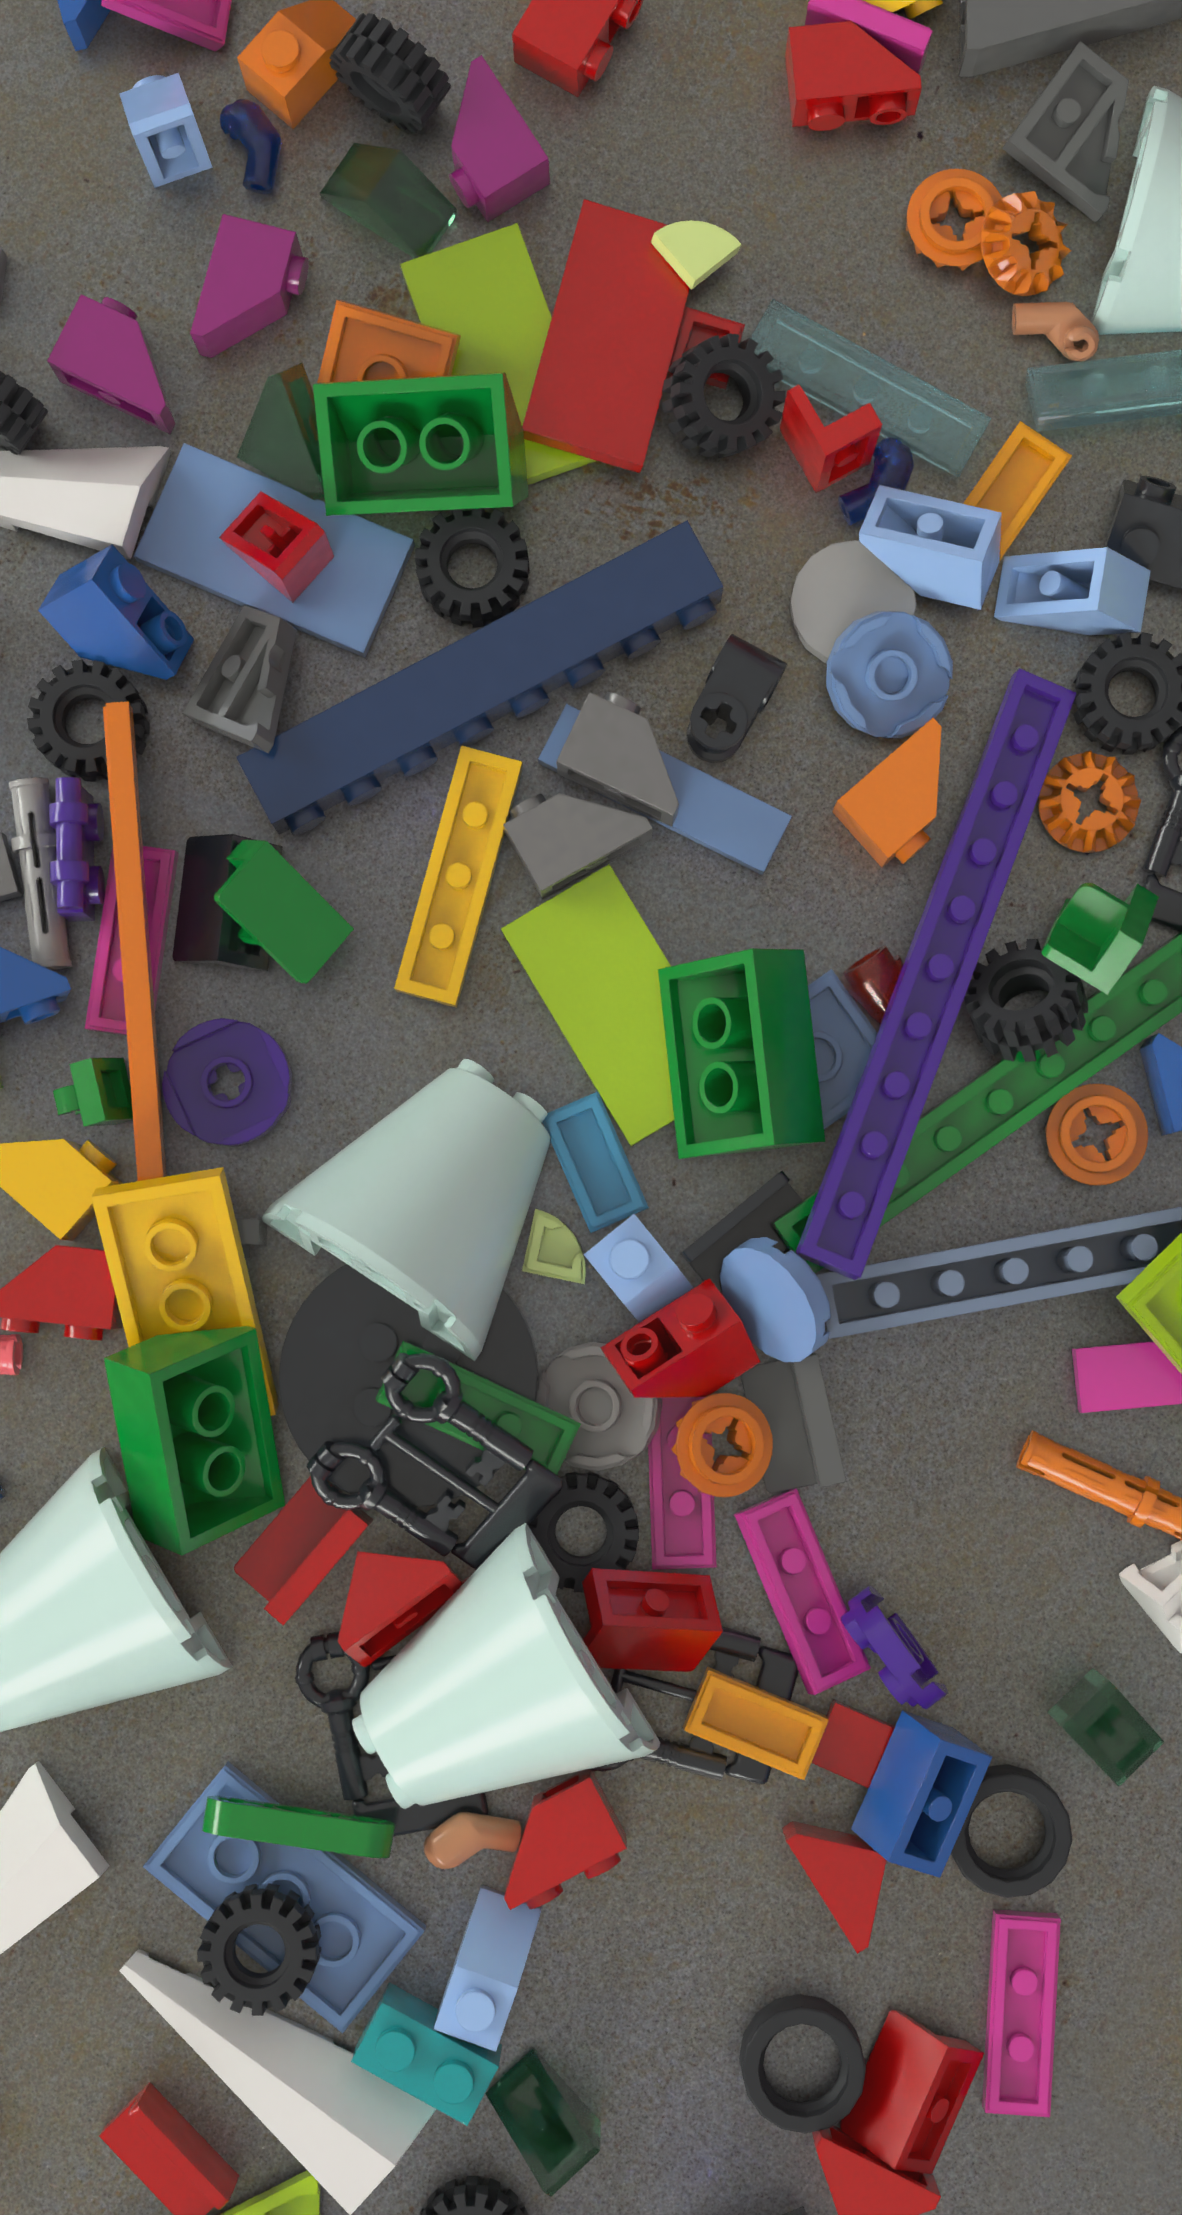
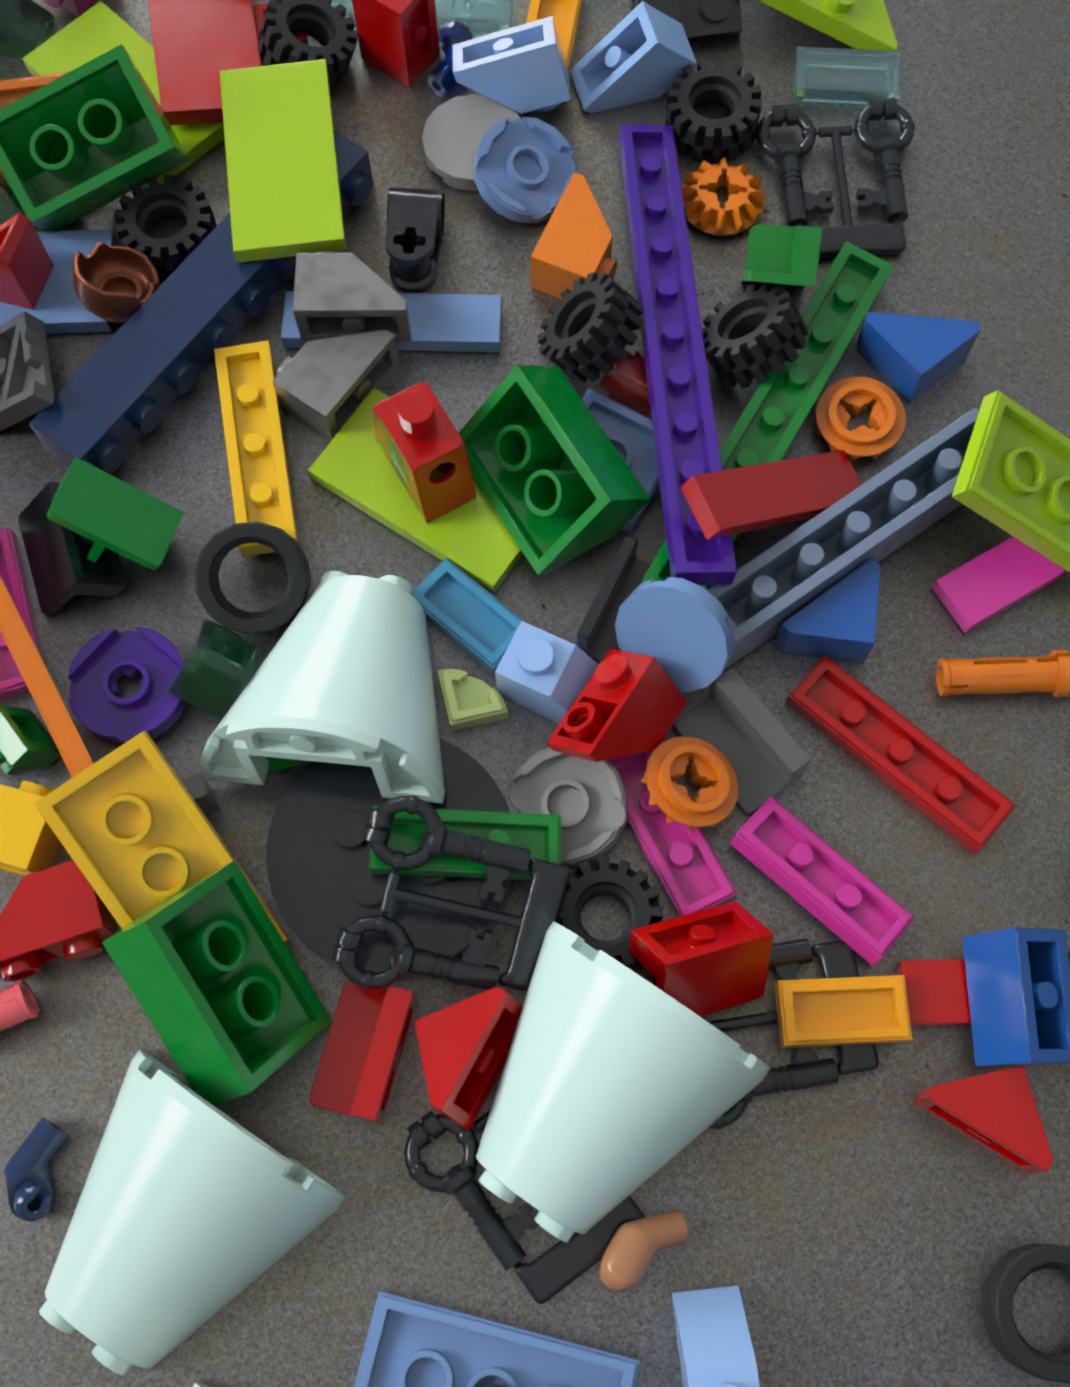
camera: 30 degrees left, 15 degrees down
(298, 1827) = (473, 1311): green beam -> none
(321, 1110) = (215, 669): none -> clear green slope
(380, 1076) = (208, 584): none -> black tyre
(390, 623) = (113, 281): none -> copper hair
(565, 1834) = (723, 1200): red slope -> none
(622, 982) = (416, 440): none -> red torso
(624, 560) = (281, 161): none -> lime tile
(874, 933) = (590, 327): none -> black tyre
(905, 1660) = (917, 871): dark purple plate -> none
(944, 1503) = (900, 754): none -> red tile
(950, 1200) = (768, 493): none -> red tile
(956, 1347) = (838, 621): none -> blue slope

